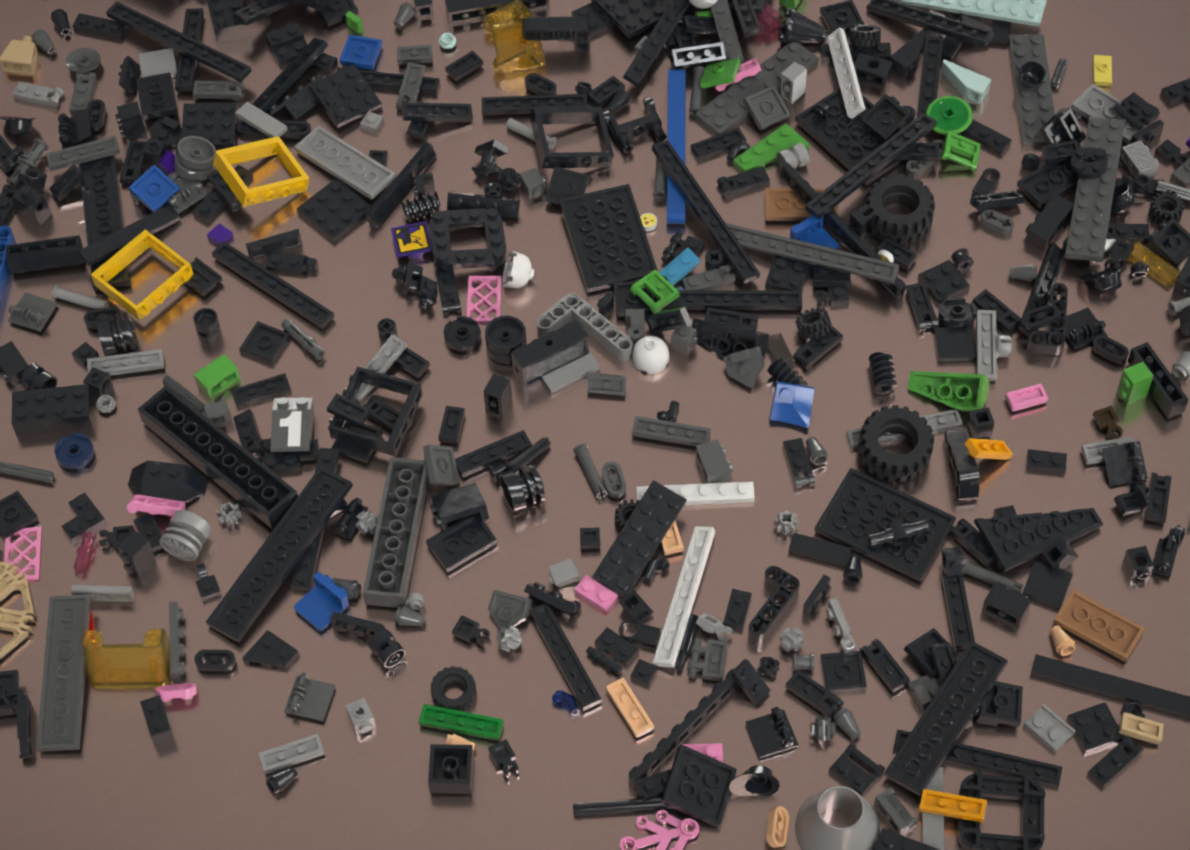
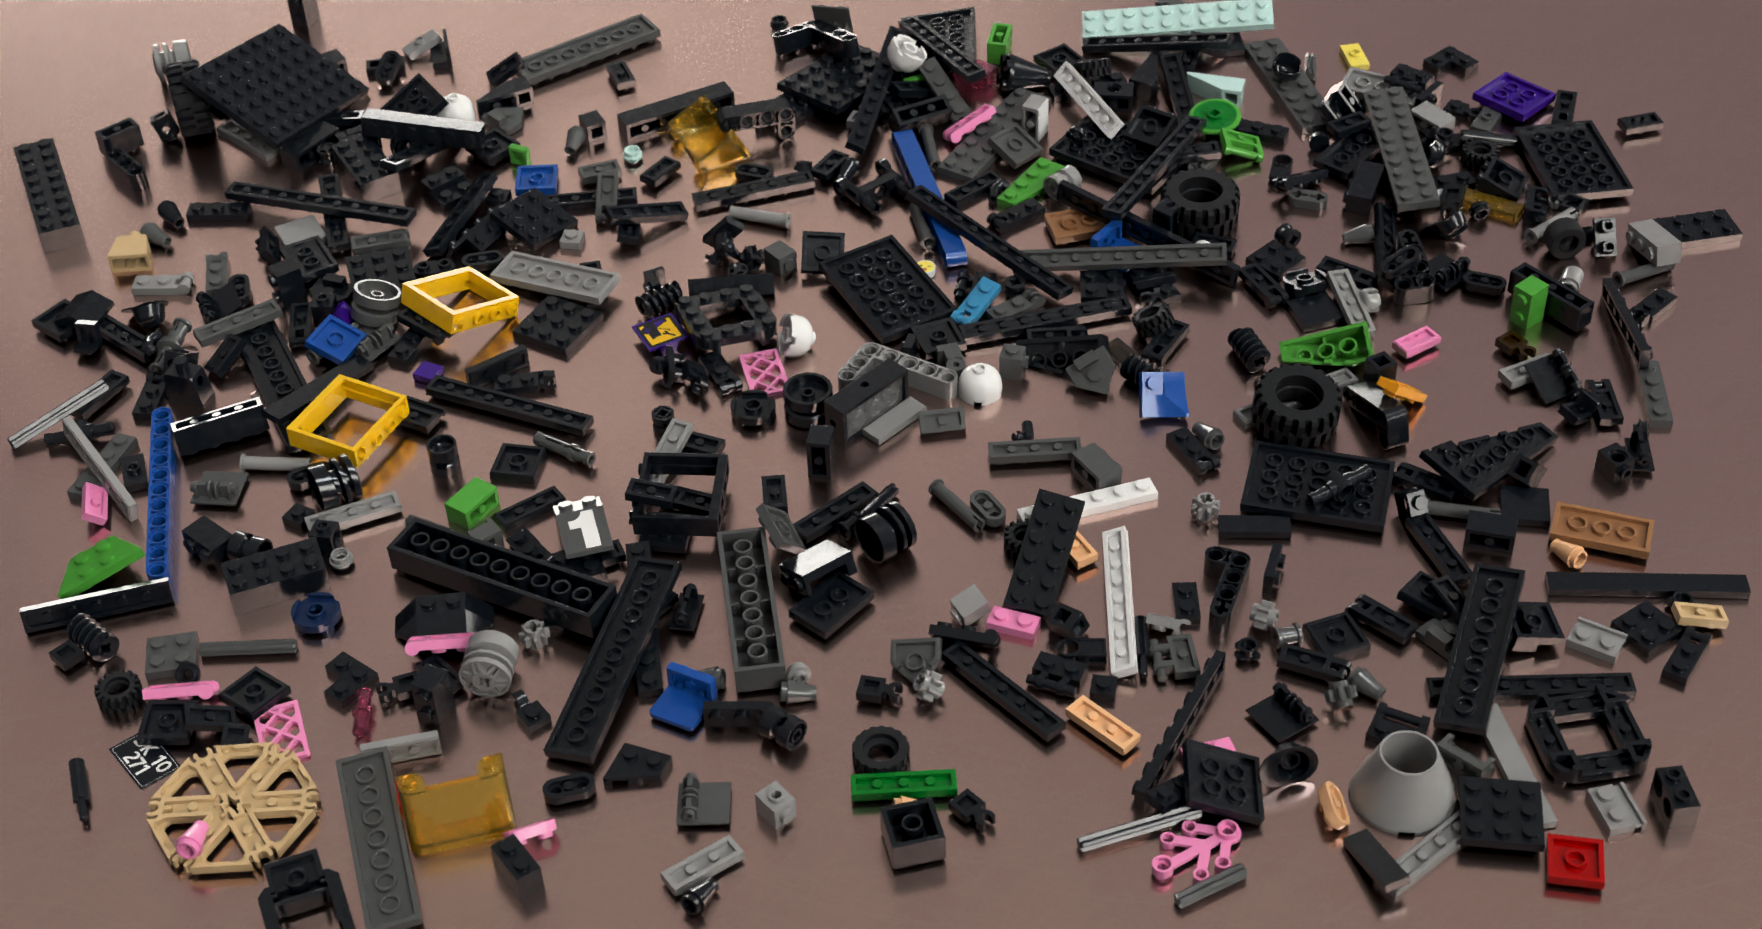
camera: 15 degrees left, 15 degrees down
(83, 60) = (209, 242): dark grey dish -> none
(176, 631) = (516, 786): dark grey plate -> none
(261, 120) = (442, 256): light grey tile -> none
(366, 522) = (710, 607): light grey gear -> none
(400, 185) = (627, 287): black plate -> none
(568, 699) = (1025, 734): clear blue arm -> none
(571, 115) = (772, 193): black window -> none
(590, 538) = (983, 569): black plate -> none
(655, 565) = (1072, 580): black arm -> none
(658, 287) = (965, 318): bright green plate -> none
(668, 320) = (991, 342): black plate -> none
(720, 73) = (952, 124): bright green plate -> none
(750, 681) = (1236, 664): black plate -> none
(840, 626) = (1314, 589): light grey hinge -> none
(853, 570) = (1302, 536): black cone -> none
(953, 805) = (1530, 733): light orange plate -> none
(1046, 461) = (1465, 395): black plate -> none
(1089, 154) = (1384, 124): black plate -> none

